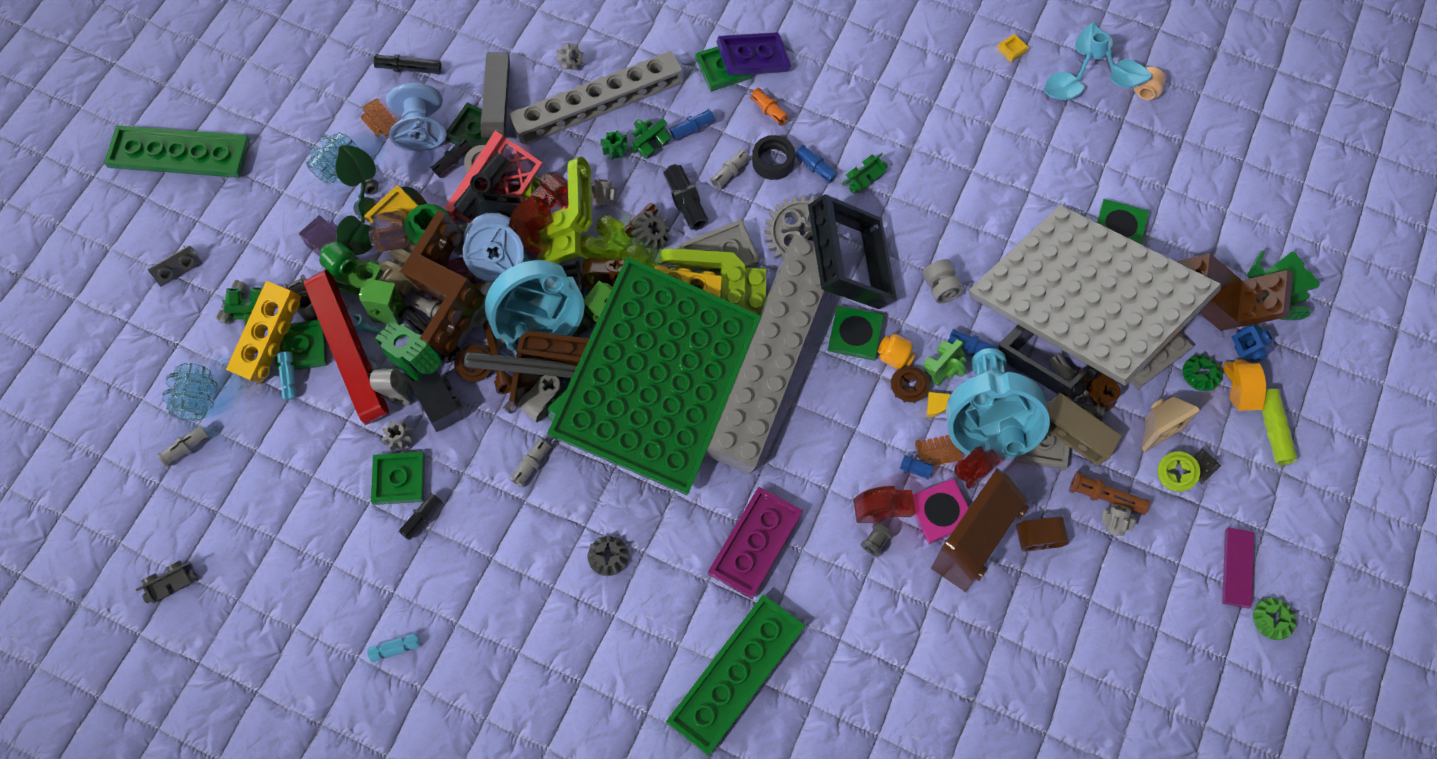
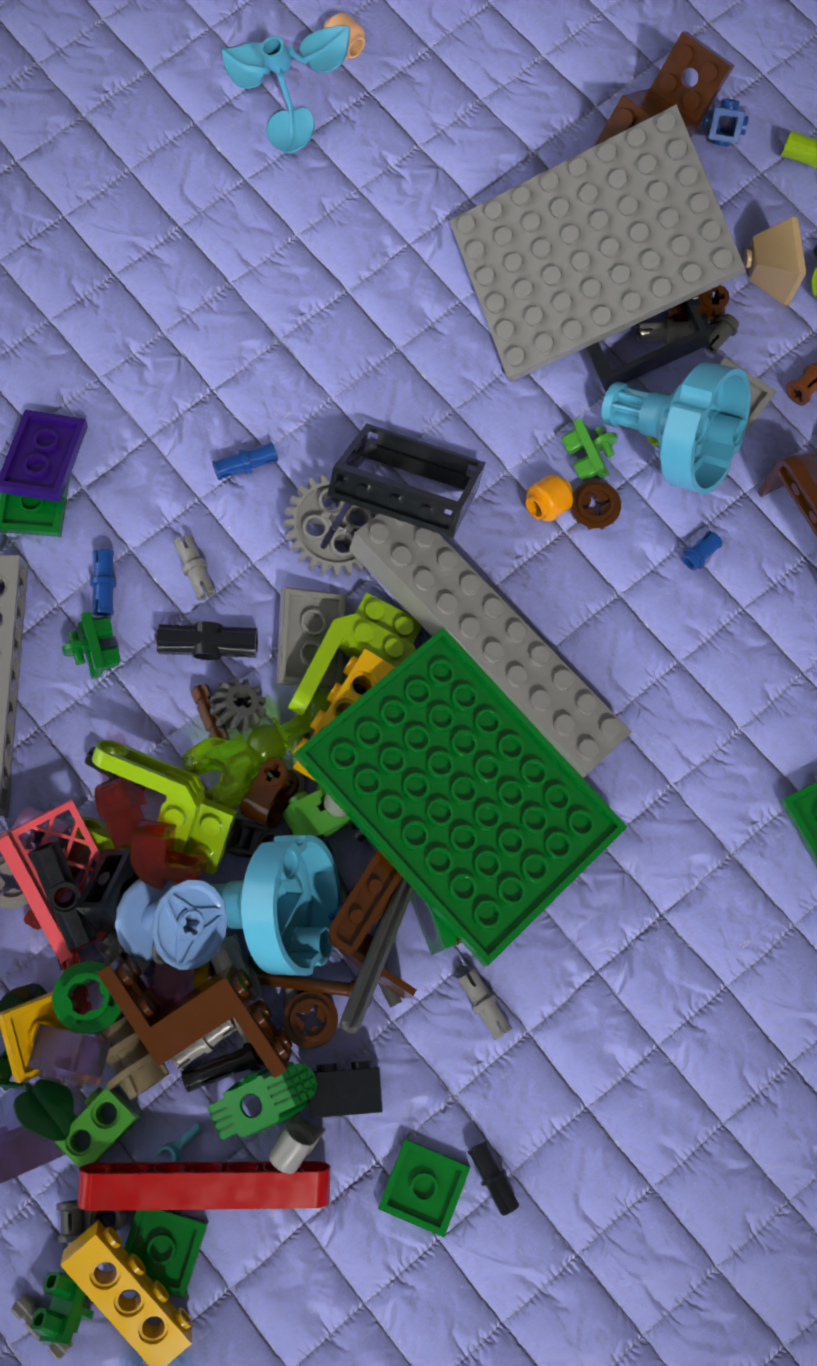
camera: 65 degrees left, 10 degrees up
(287, 375) = (203, 1285): medium azure axle -> none
(337, 259) = (72, 1146): green head -> none
(382, 301) = (163, 1108): bright green brick -> none
(393, 647) = (653, 1283): medium azure axle -> none
(394, 438) = (367, 1176): light grey gear -> none
(538, 399) = (409, 957): light grey piece -> none
(603, 192) = (146, 739): light grey gear -> none
(614, 144) = (73, 687): green gear -> none
(616, 563) = (635, 965): dark grey gear -> none
(755, 543) = (713, 777): magenta plate -> none
(768, 143) = (199, 485): black tyre -> none
(769, 106) = (130, 475): orange pin -> none
(855, 333) = (497, 532): green tile -> none
(858, 178) = (285, 398): green hinge -> none
(877, 539) = (771, 638): dark grey bush -> none
(883, 502) = (737, 610): clear red brick -> none
(936, 404) = (633, 487): yellow tile -> none
(939, 455) = (697, 516): clear orange piece -> none
(939, 510) = (764, 551): tile -> none
(943, 282) = (486, 398): light grey wheel -> none
(970, 343) = (579, 409): blue pin -> none
(976, 466) = (740, 484): clear red hips -> none
(1013, 48) = (204, 154): yellow tile -> none
(1081, 430) = (751, 348): dark tan brick -> none
(1123, 219) = (503, 167): tile -> none
(1201, 381) = (741, 193): green gear -> none
(1247, 385) = (769, 153): light orange brick -> none
(1301, 282) = (662, 35): green piece -> none

